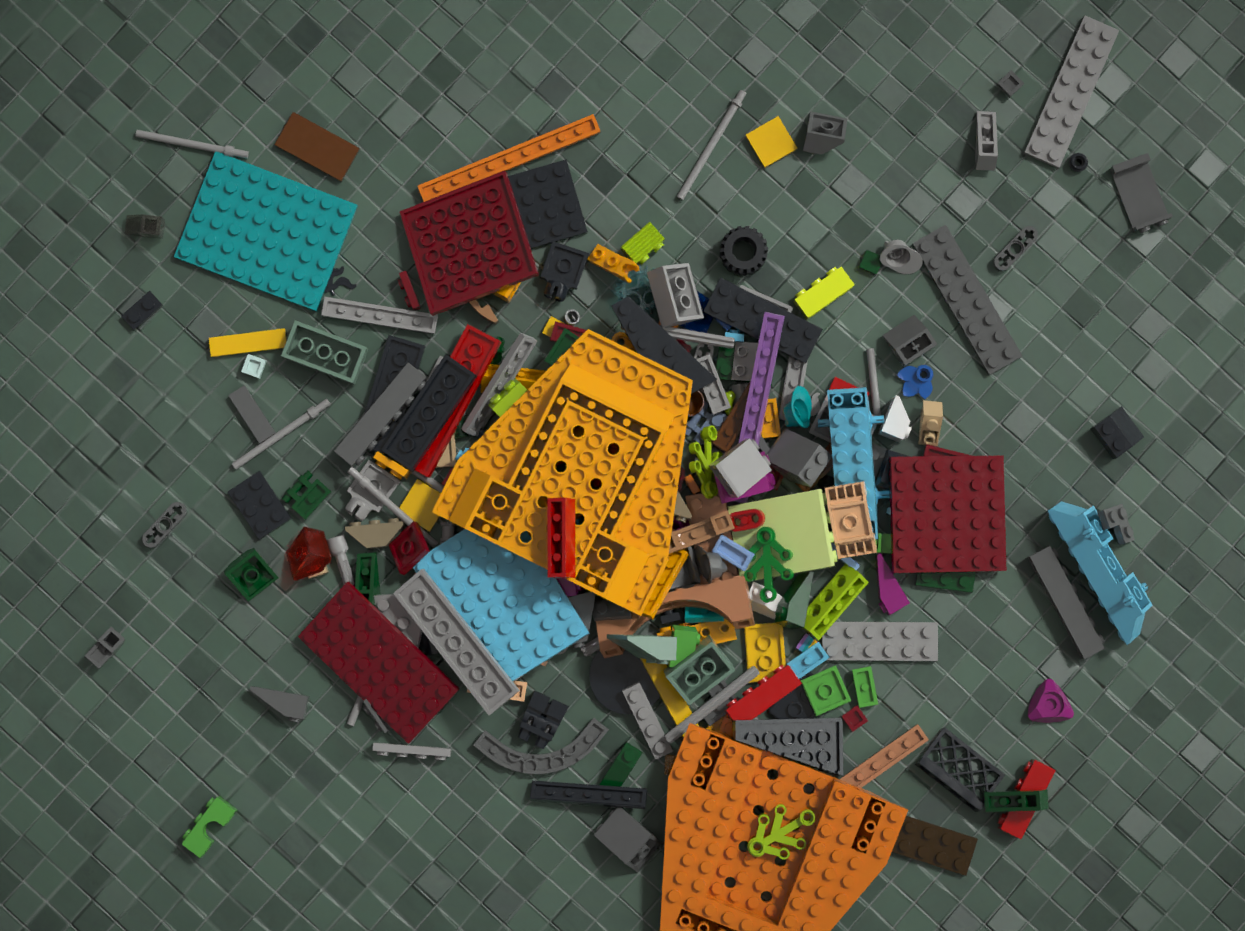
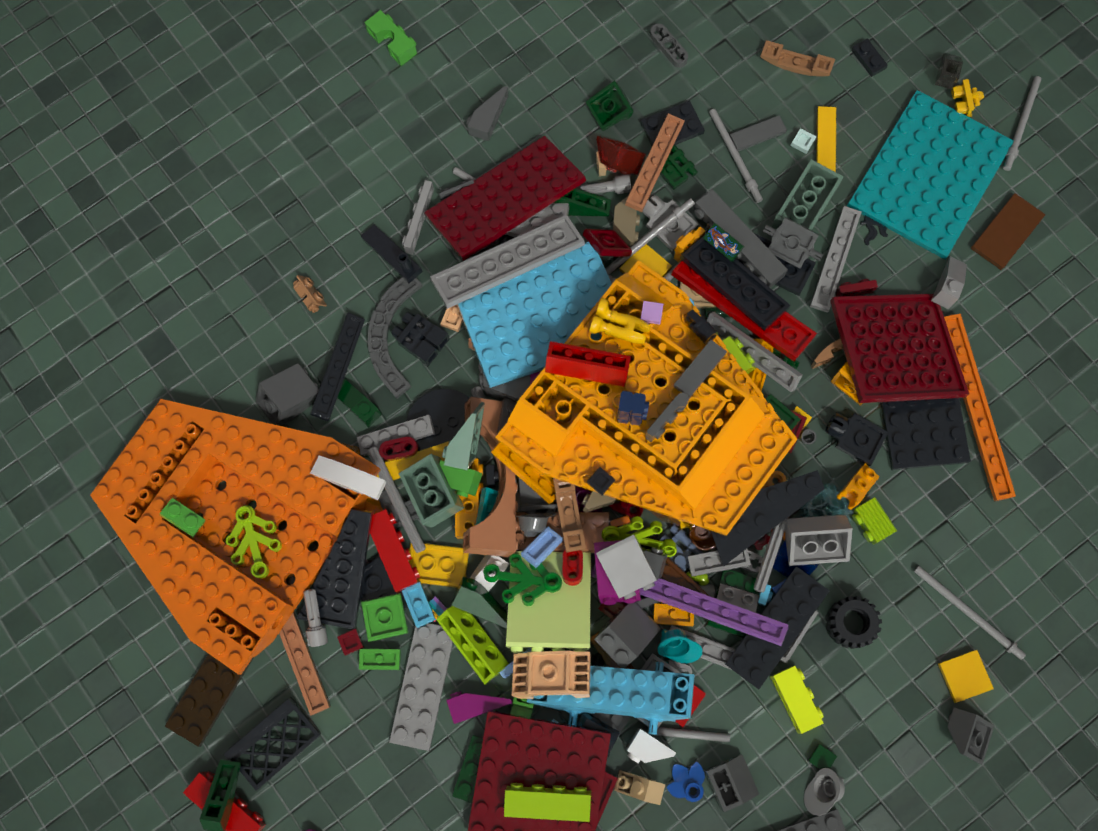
camera: 110 degrees right, 10 degrees down
(161, 386) = (795, 61): none -> medium nougat slope
(185, 204) = (969, 99): none -> yellow hips
(311, 514) = (654, 163): none -> nougat plate
(376, 361) = (793, 242): none -> dark grey plate
(386, 198) = (950, 283): none -> light grey slope
(390, 430) = (723, 242): none -> tile
(457, 769) = (391, 253): none -> black piece
(494, 437) = (701, 327): none -> black hinge
(494, 487) = (652, 312): none -> lavender tile
(508, 508) = (628, 321): none -> yellow piece
(520, 837) = (314, 298): none -> medium nougat hinge
(543, 431) = (700, 368): none -> dark grey tile
(597, 453) = (667, 416): none -> dark grey hinge
(598, 487) = (632, 408): none -> dark blue brick
(661, 713) = (399, 448): none -> dark red plate
(665, 506) = (600, 481): none -> black tile
(707, 748) = (348, 477): none -> white slope
(723, 443) = (656, 560): none -> dark grey brick
(772, 904) = (182, 517): none -> bright green plate
(852, 752) = (316, 632): none -> light grey piece
(962, 502) = (547, 803): none -> lime brick

